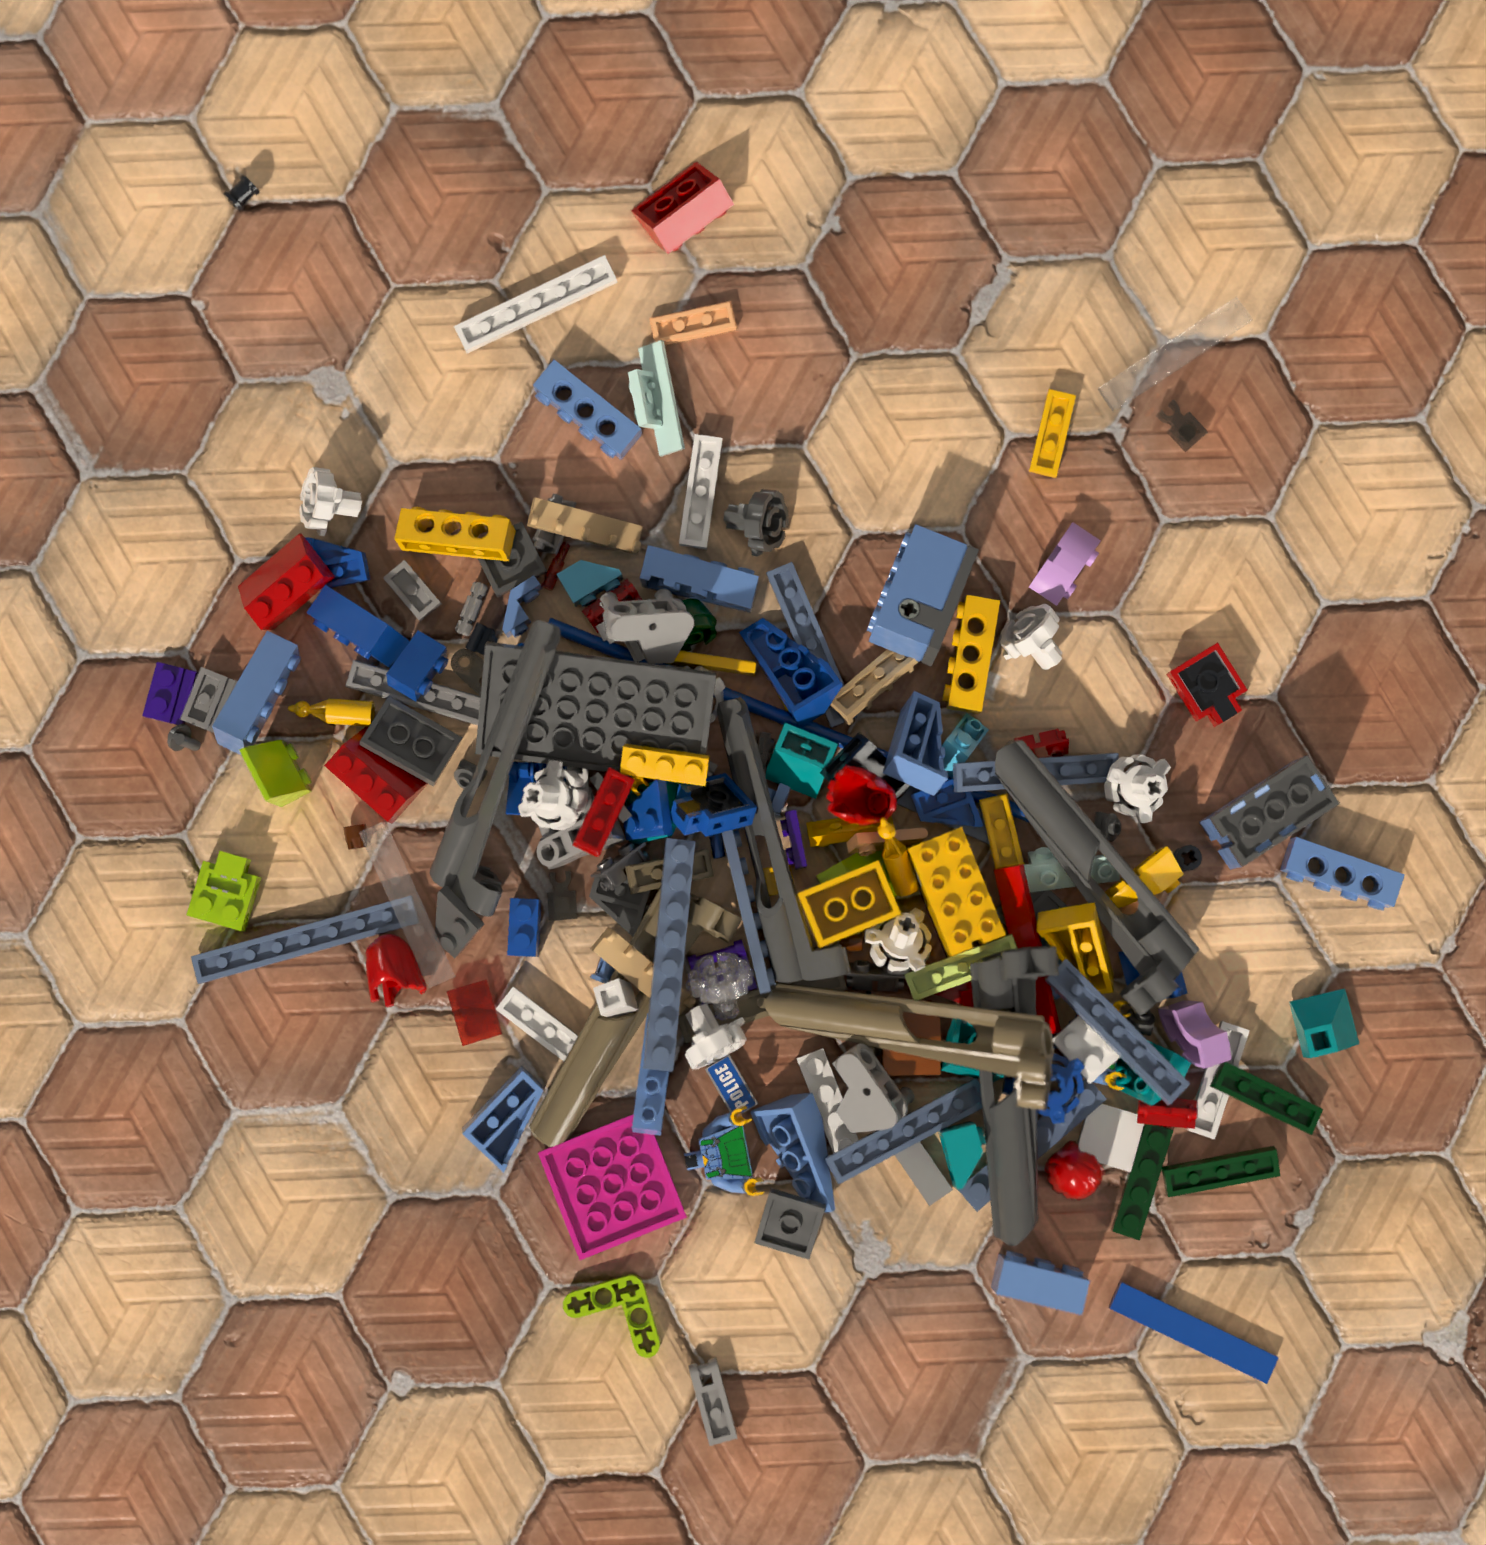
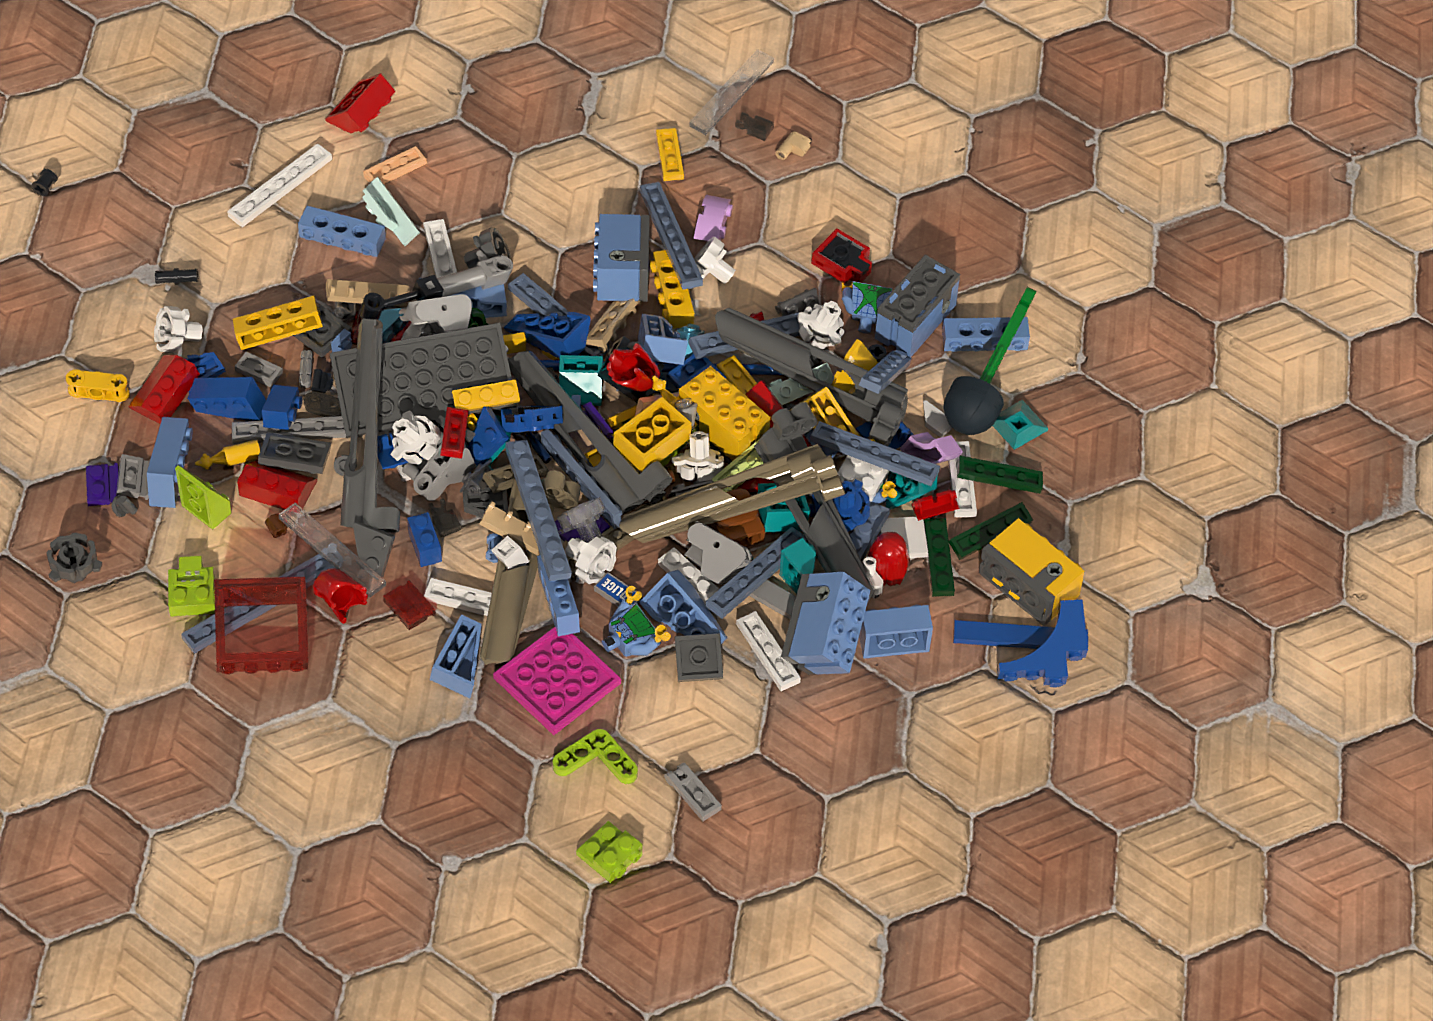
camera: 25 degrees left, 30 degrees down
(82, 814) = (73, 560): none -> dark grey piece
(207, 545) = (97, 385): none -> yellow piece
(292, 950) = (254, 593): none -> clear red windscreen
(359, 405) = (177, 276): none -> black pin
(586, 1445) = (610, 851): none -> lime plate
(676, 573) = (486, 274): none -> piece
(878, 1241) = (768, 651): none -> white plate
(905, 881) = (688, 410): none -> piece
(954, 1259) = (825, 623): none -> medium blue piece
(998, 581) = (671, 235): none -> sand blue plate
(1046, 1196) = (870, 566): none -> white piece
(1135, 733) = (798, 303): none -> flat silver hinge
(1181, 912) = (885, 371): none -> sand blue plate
(1211, 773) = (863, 303): none -> torso
(1211, 1388) = (1049, 660): none -> blue arch
(1222, 472) = (794, 143): none -> tan piece
(1224, 976) = (935, 420): none -> white tile
(1239, 1254) = (1031, 571): none -> piece
(1272, 992) = (973, 402): none -> black piece

